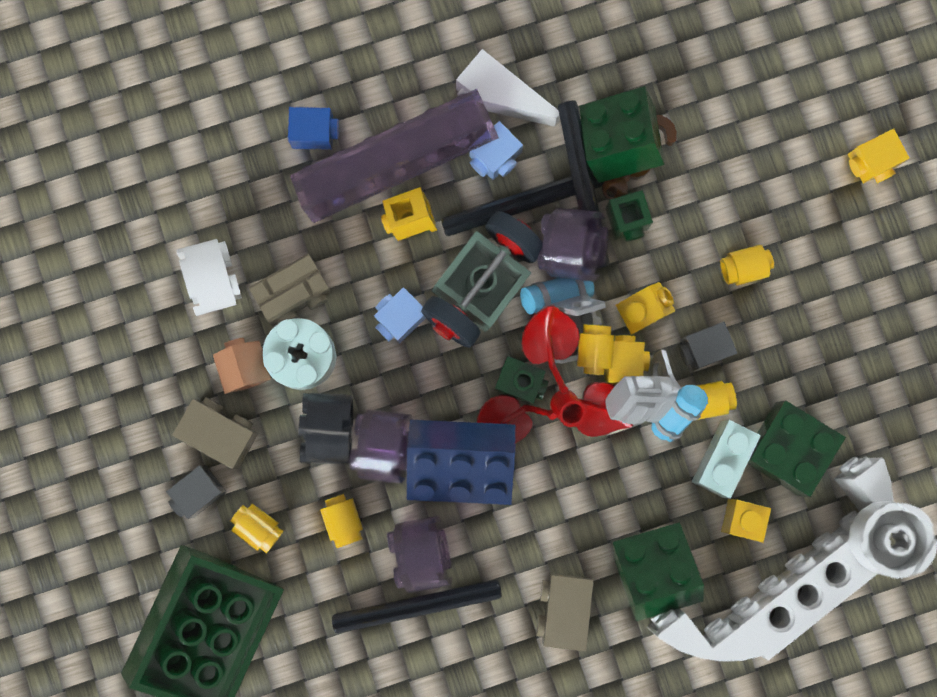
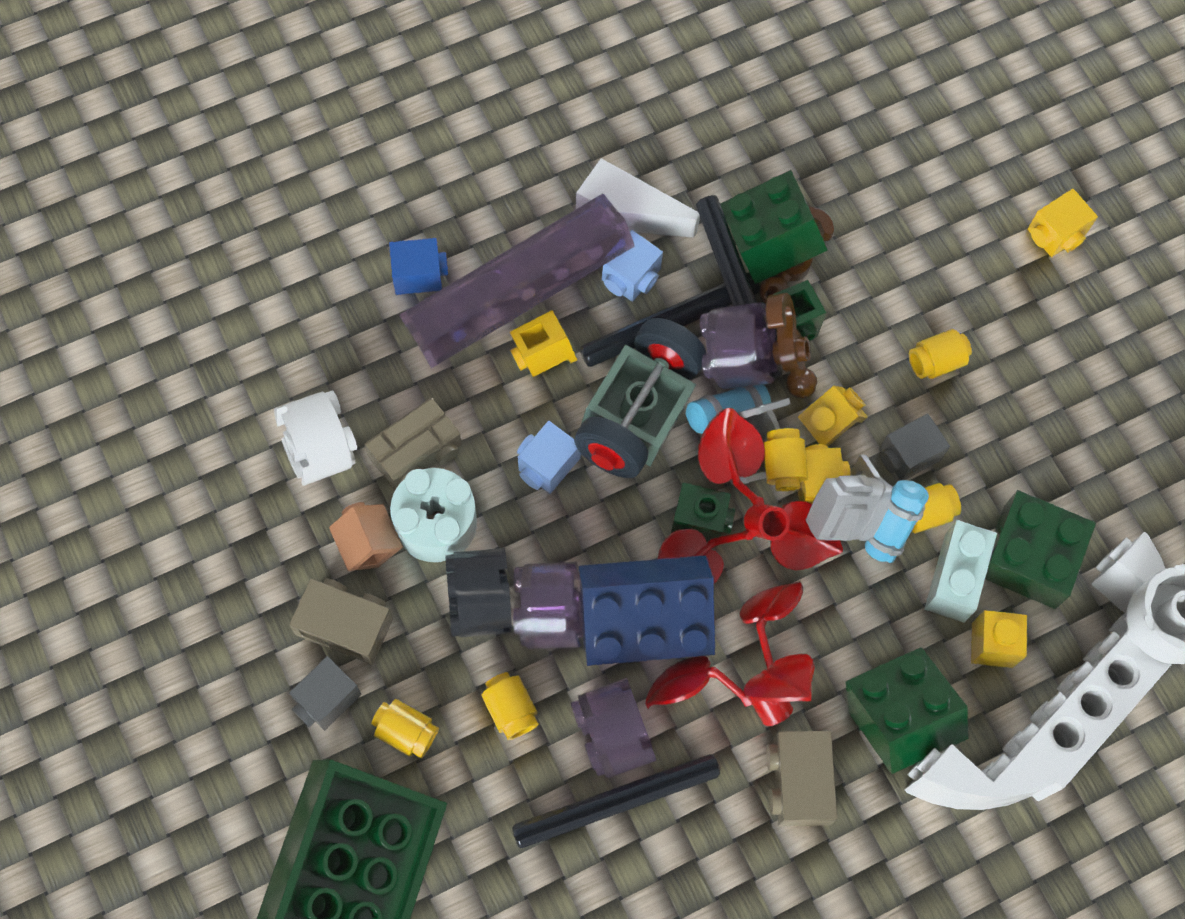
camera: 10 degrees left, 15 degrees down
(552, 546) = (771, 690): none -> red plant
(617, 248) = (791, 348): none -> reddish brown piece

